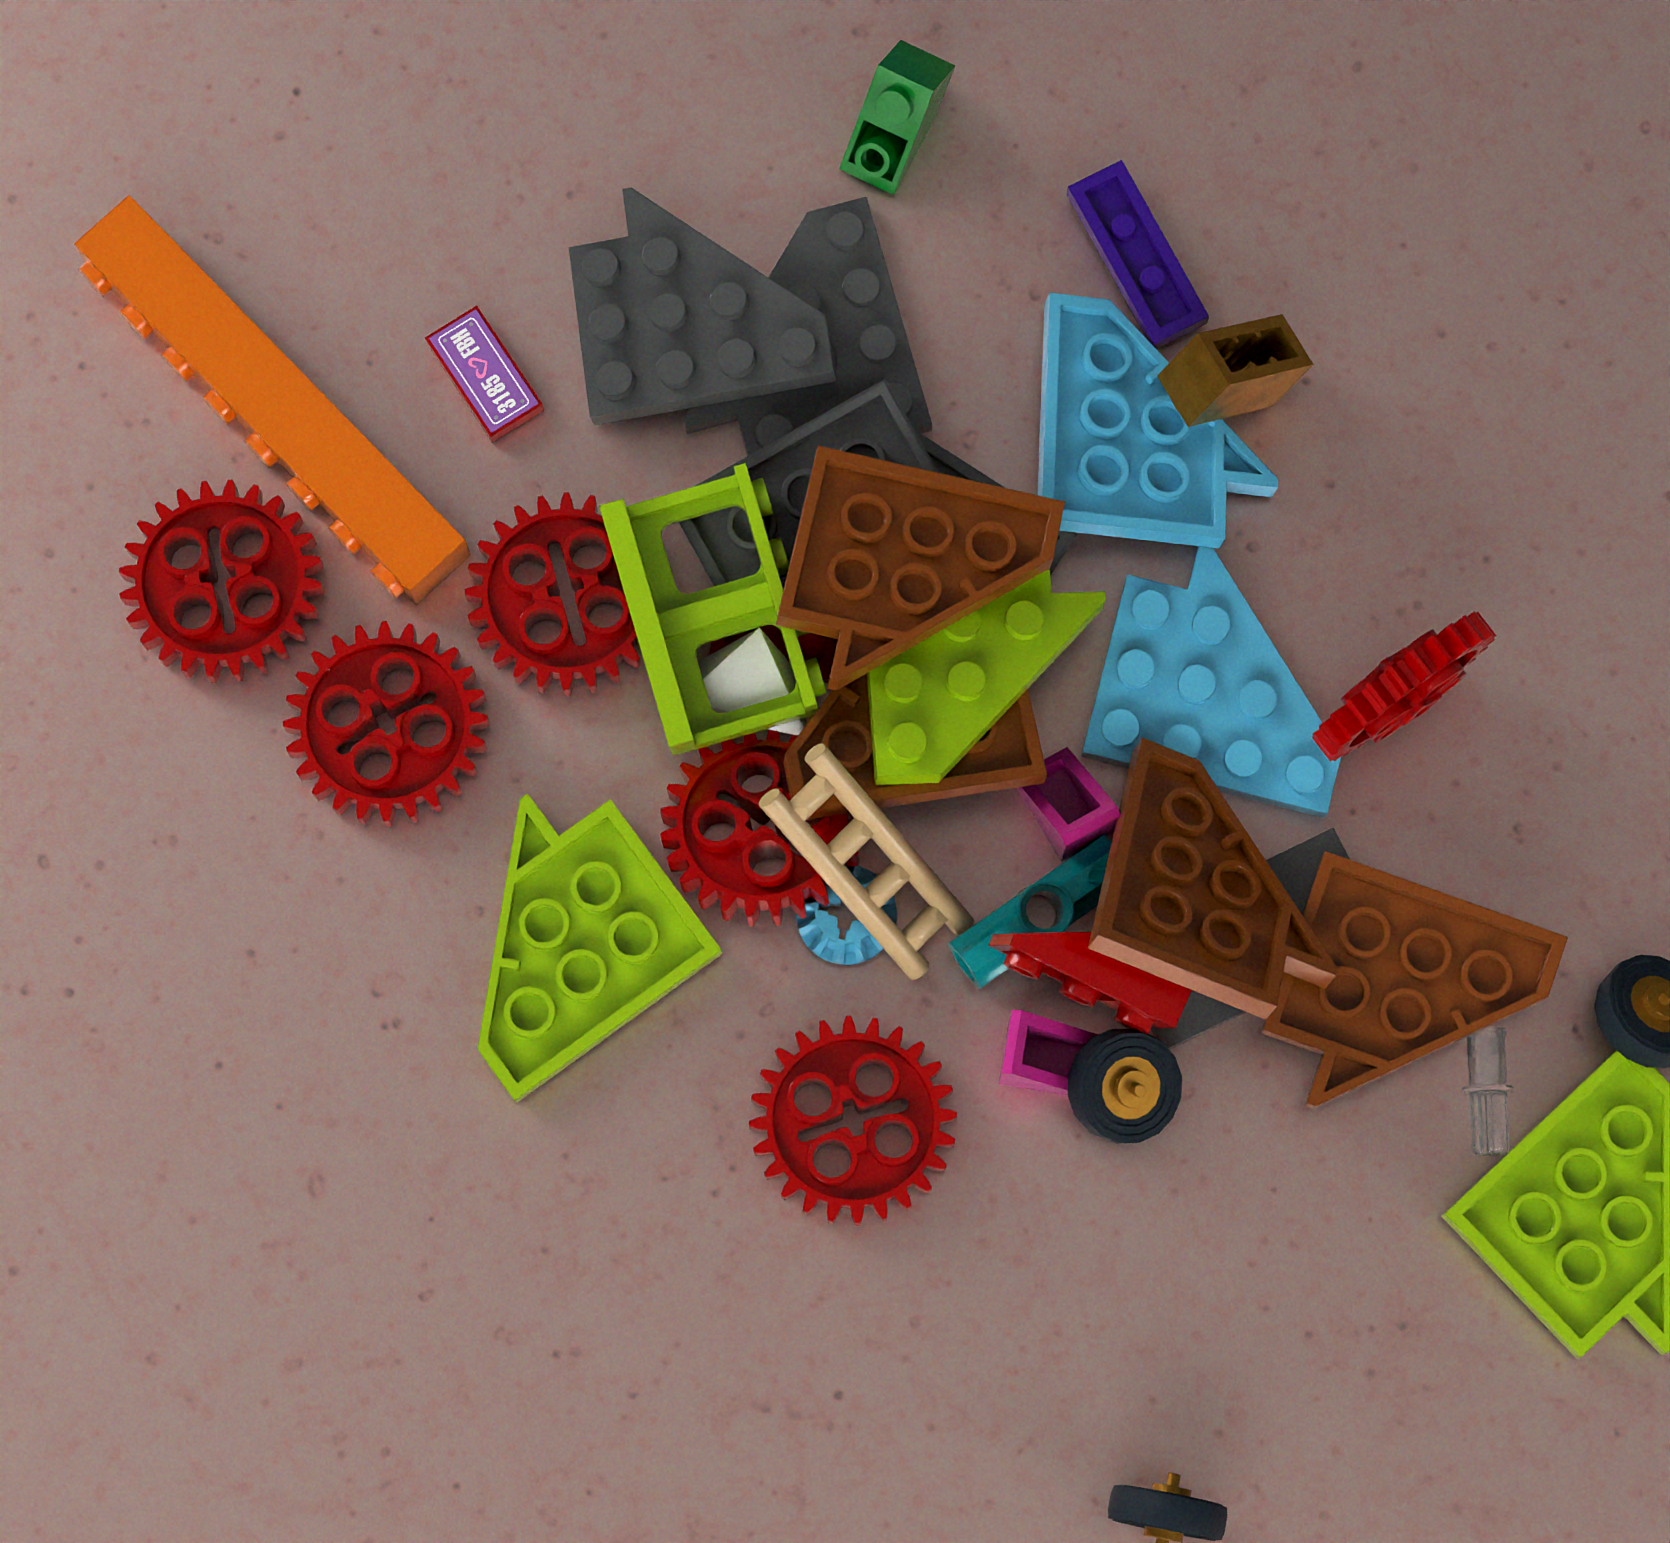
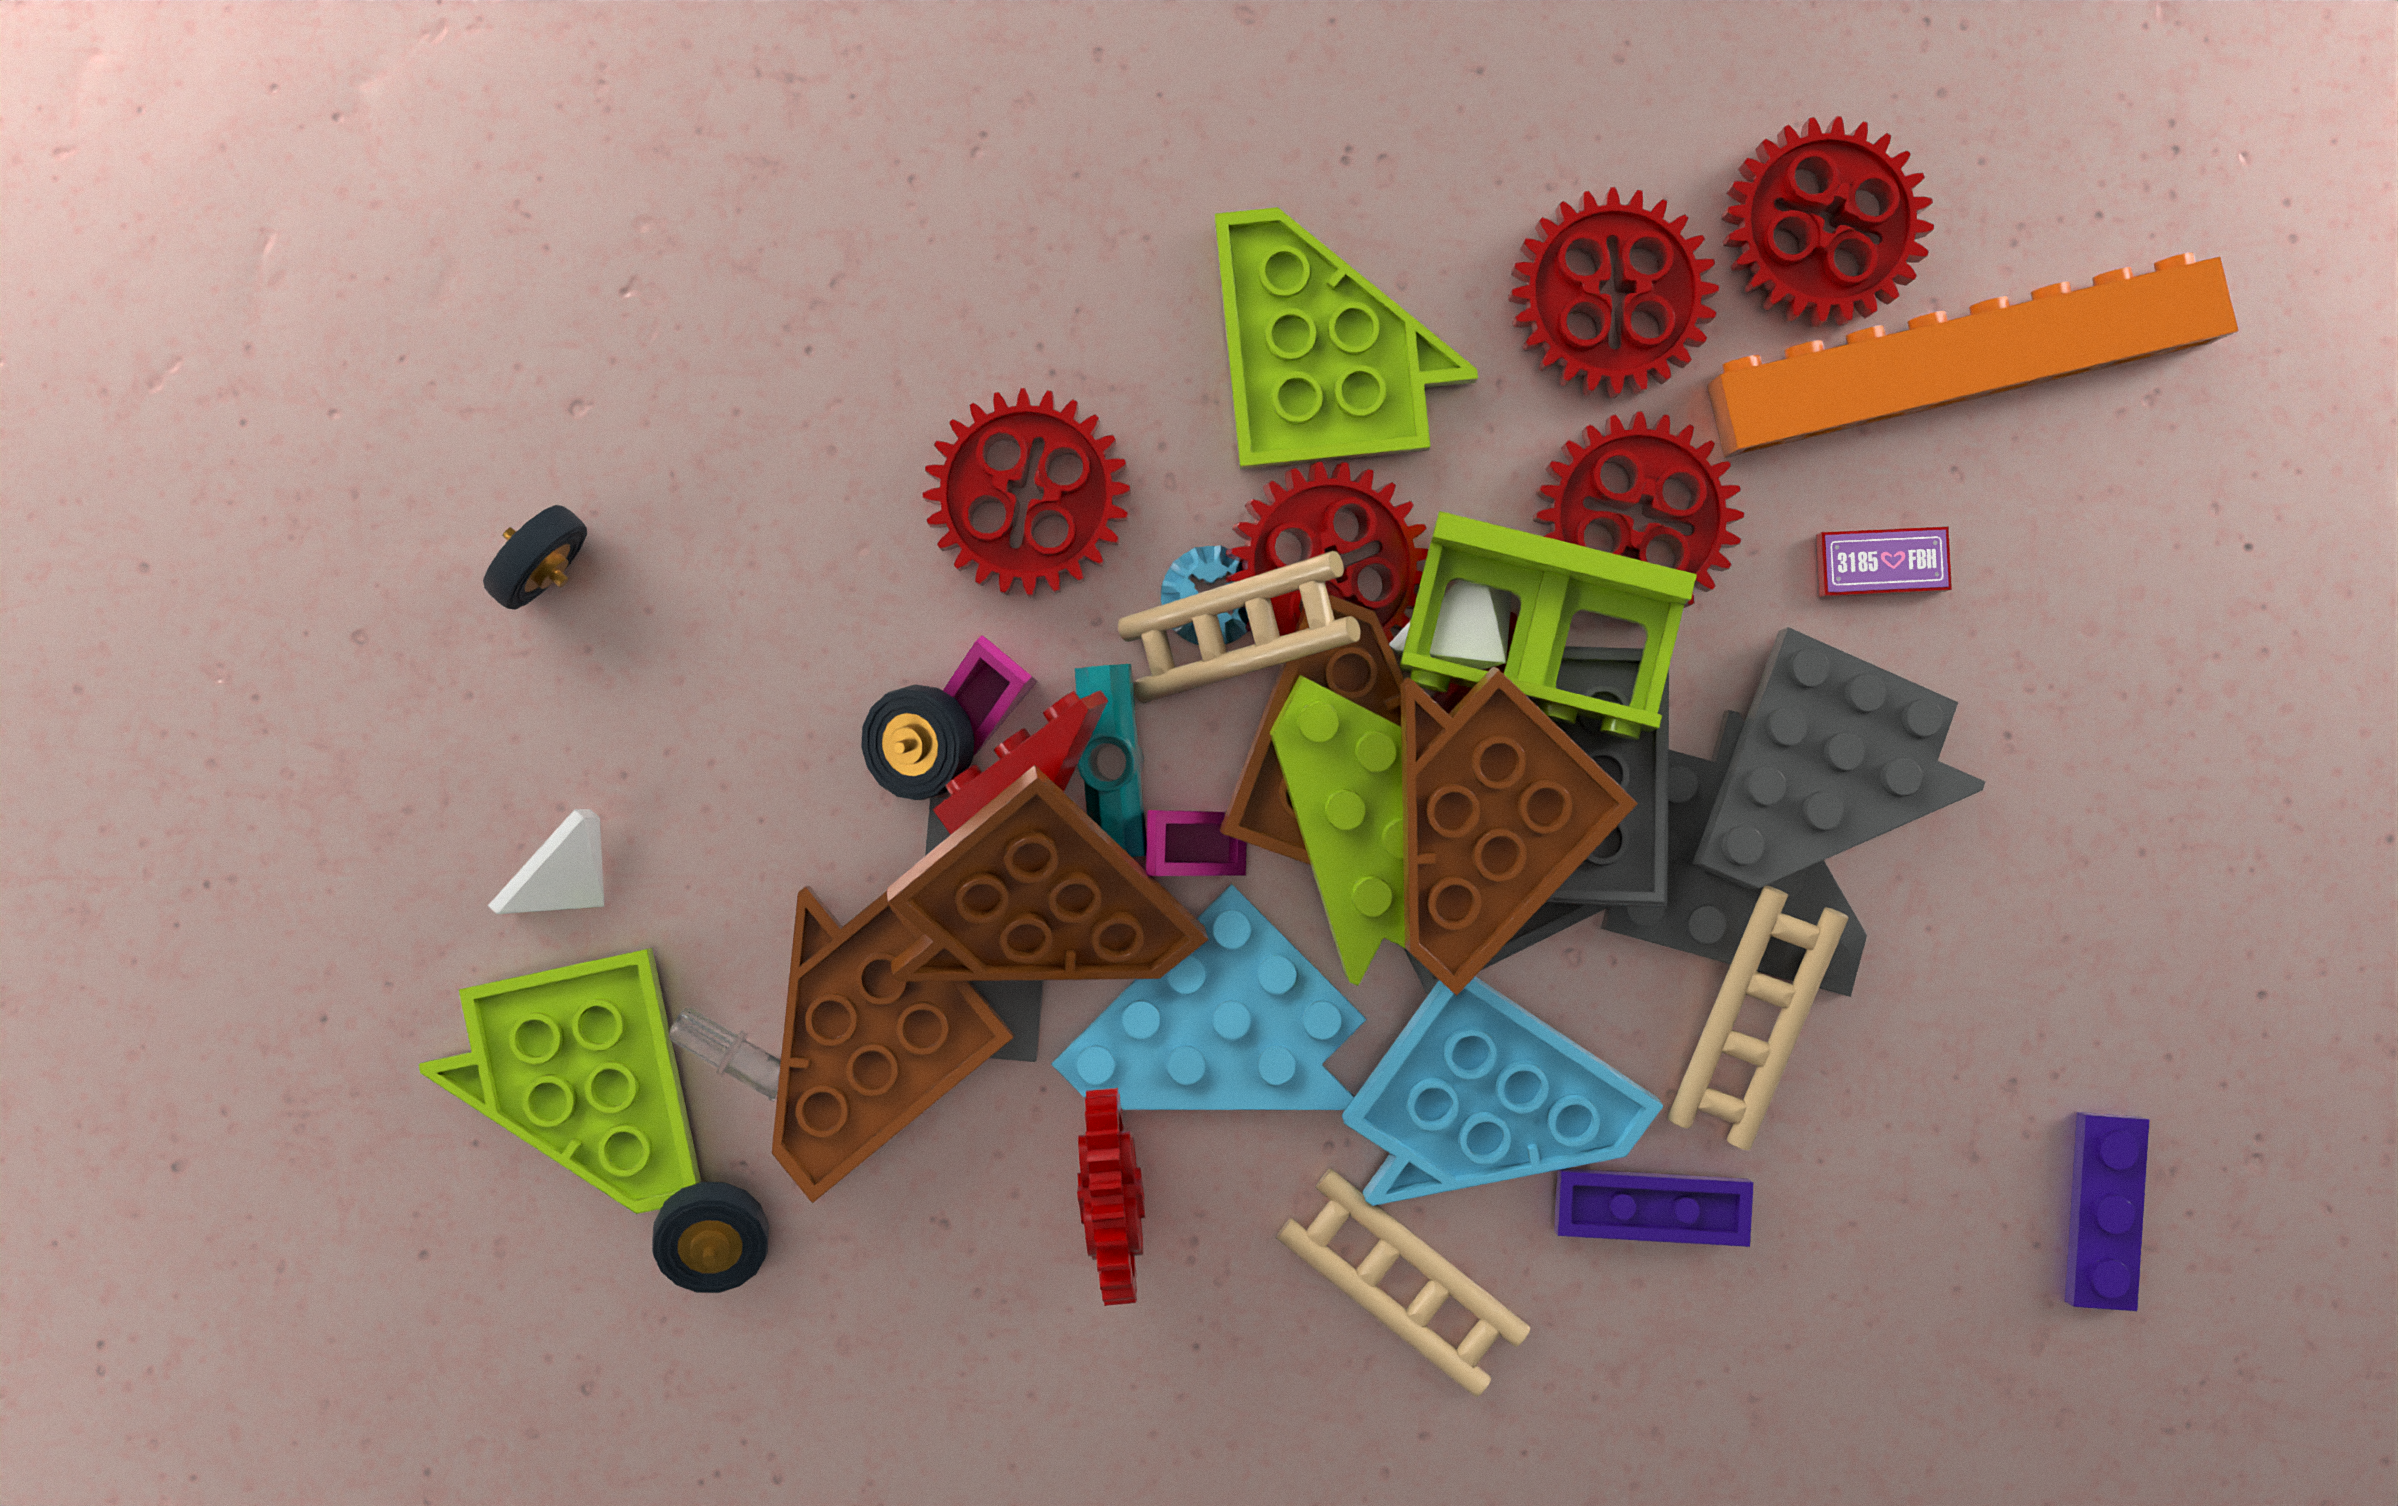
camera: 120 degrees right, 10 degrees up
(896, 115) = (1911, 1069): green slope -> none
(905, 286) = (1744, 980): none -> tan bar
(1234, 370) = (1492, 1226): pearl gold brick -> none
(1346, 453) = (1409, 1322): none -> tan bar
(1430, 1331) = (562, 871): none -> white slope

